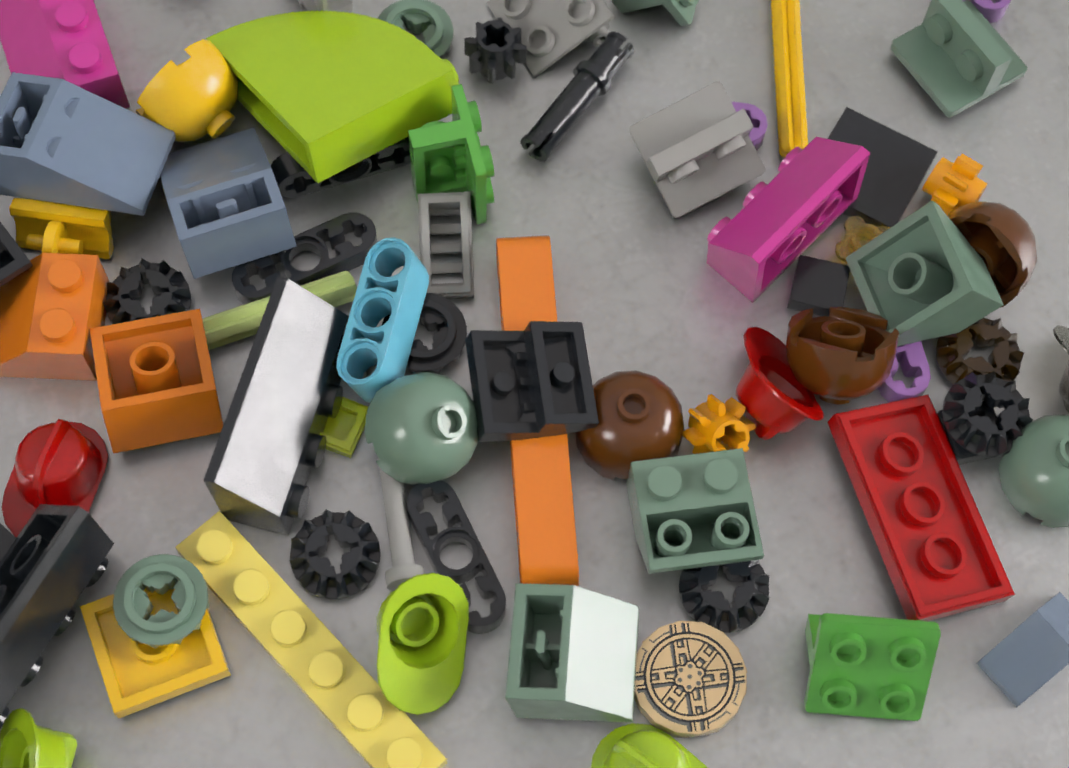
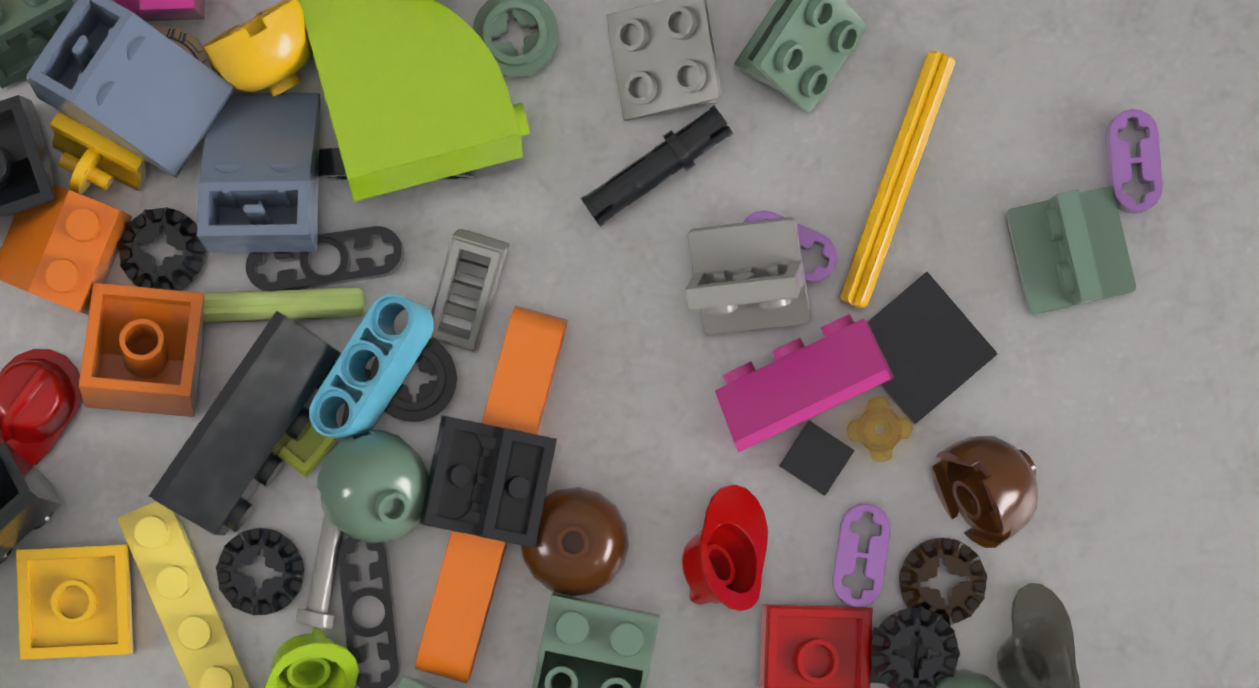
camera: 30 degrees right, 20 degrees up
(158, 575) = (61, 571): sand green gear -> none
(450, 156) = (487, 208): bright green bracket -> none
(495, 50) = (581, 98): black gear -> none
(718, 426) = (652, 580): light orange gear -> none
(840, 353) = (798, 543): reddish brown cylinder -> none
(924, 277) = (907, 501): sand green slope -> none
(955, 183) = (994, 403): light orange gear -> none

